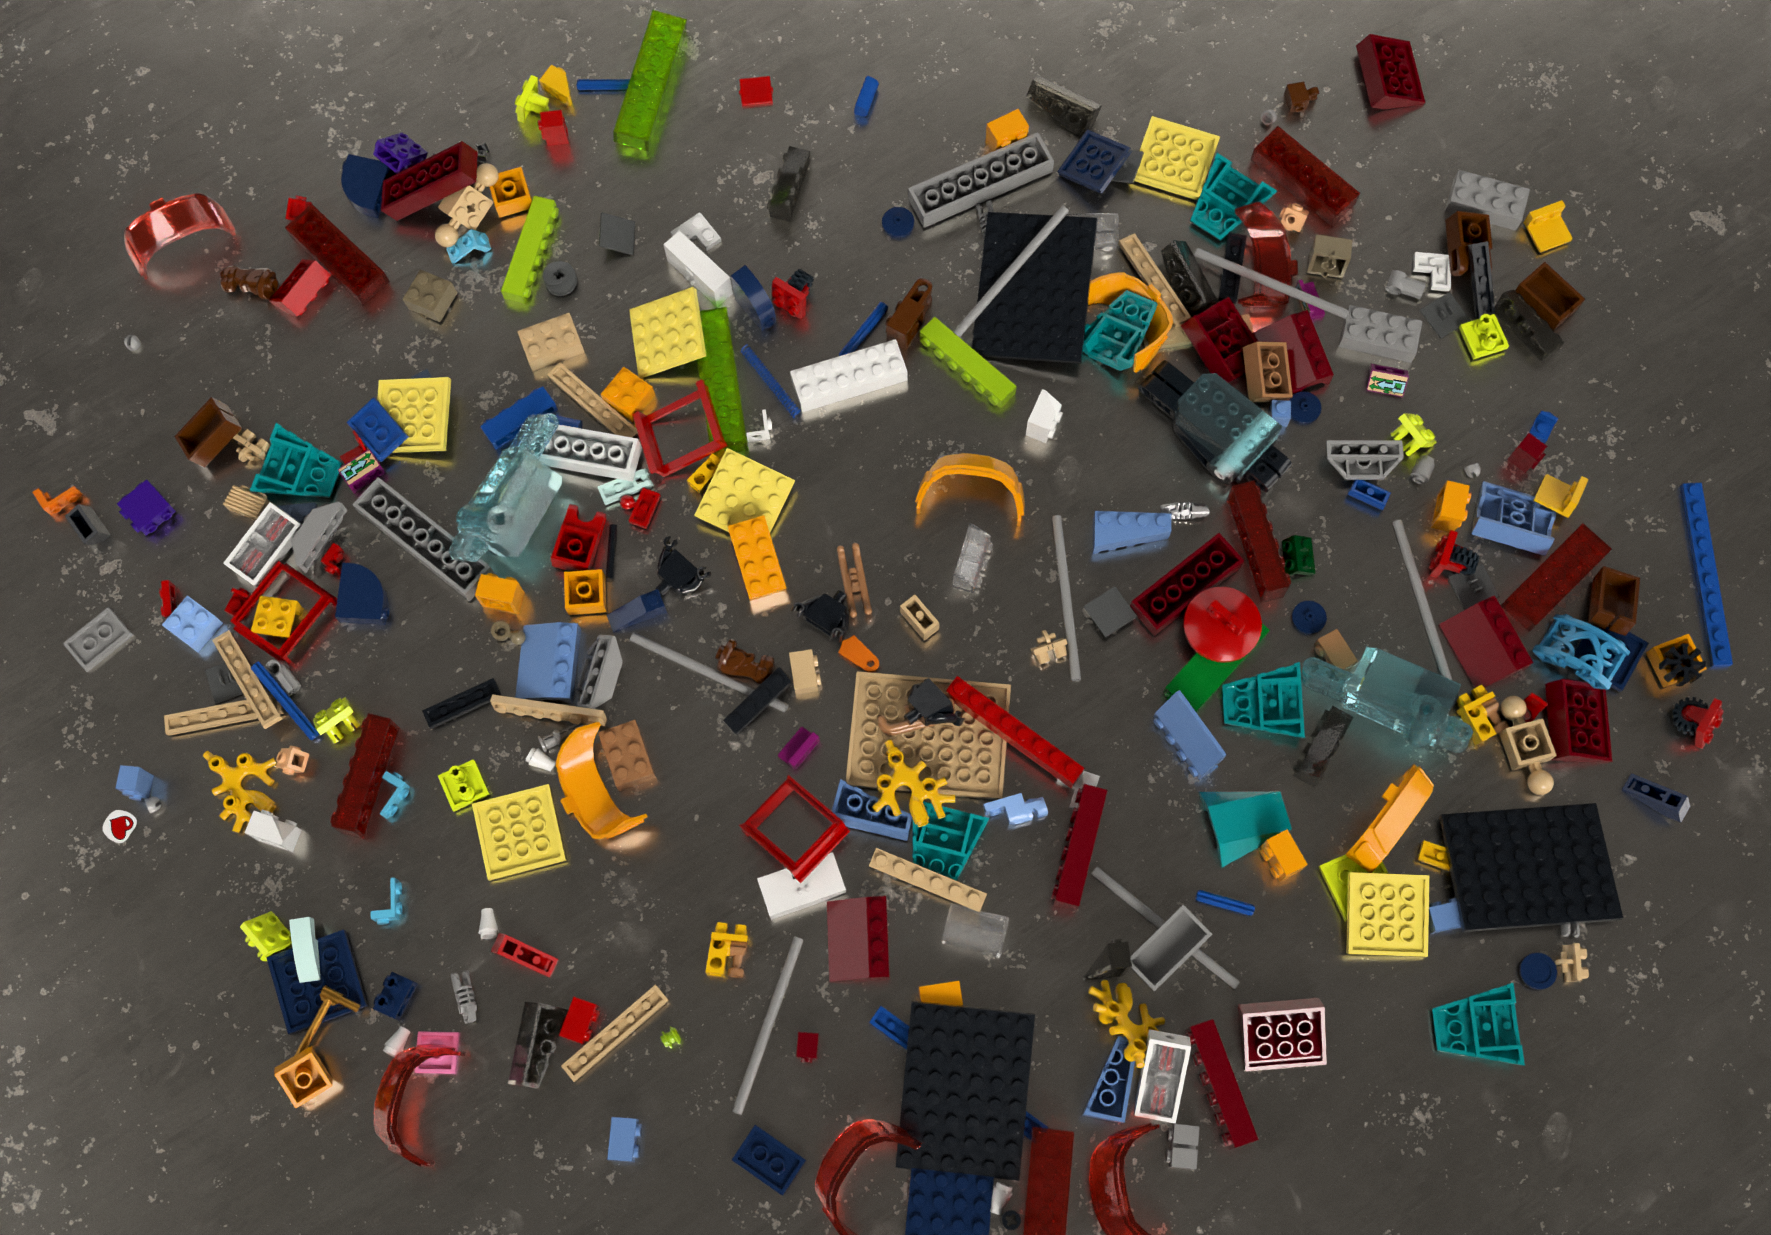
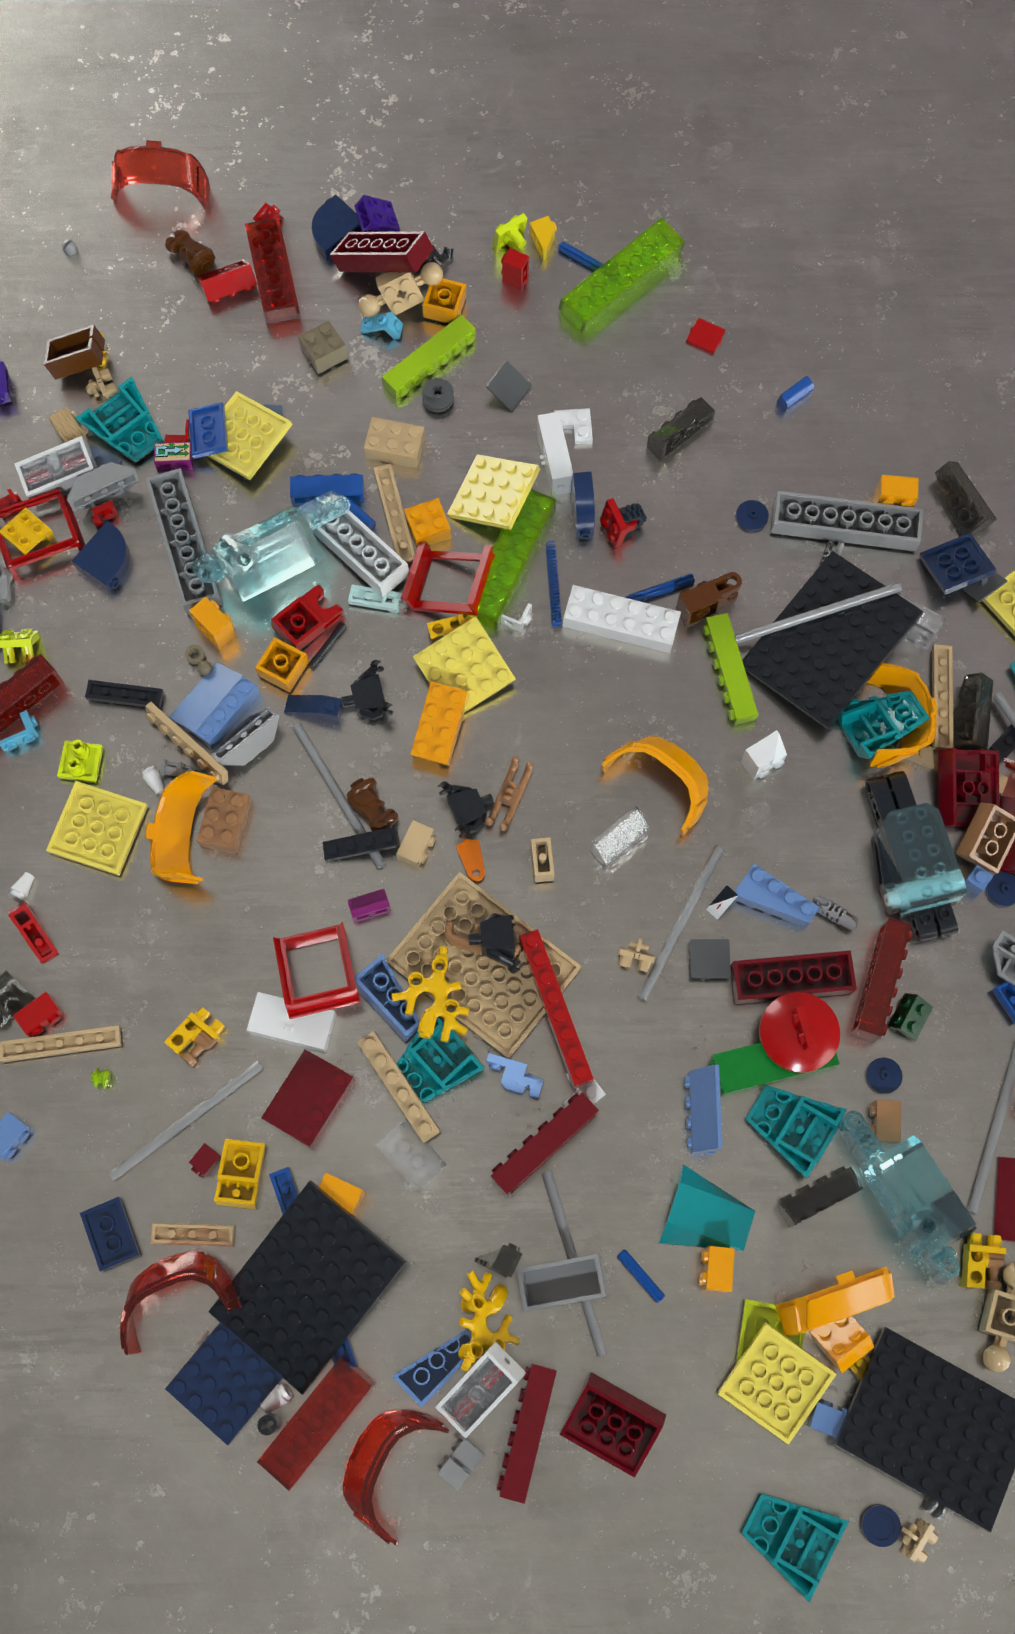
camera: 30 degrees right, 0 degrees up
(643, 507) = (376, 625): red plate -> none
(838, 1114) = (192, 1234): none -> tan tile
(844, 1038) = (240, 1174): none -> yellow slope
(1089, 559) = (722, 902): none -> sticker
(1417, 847) = (843, 1342): none -> light orange brick

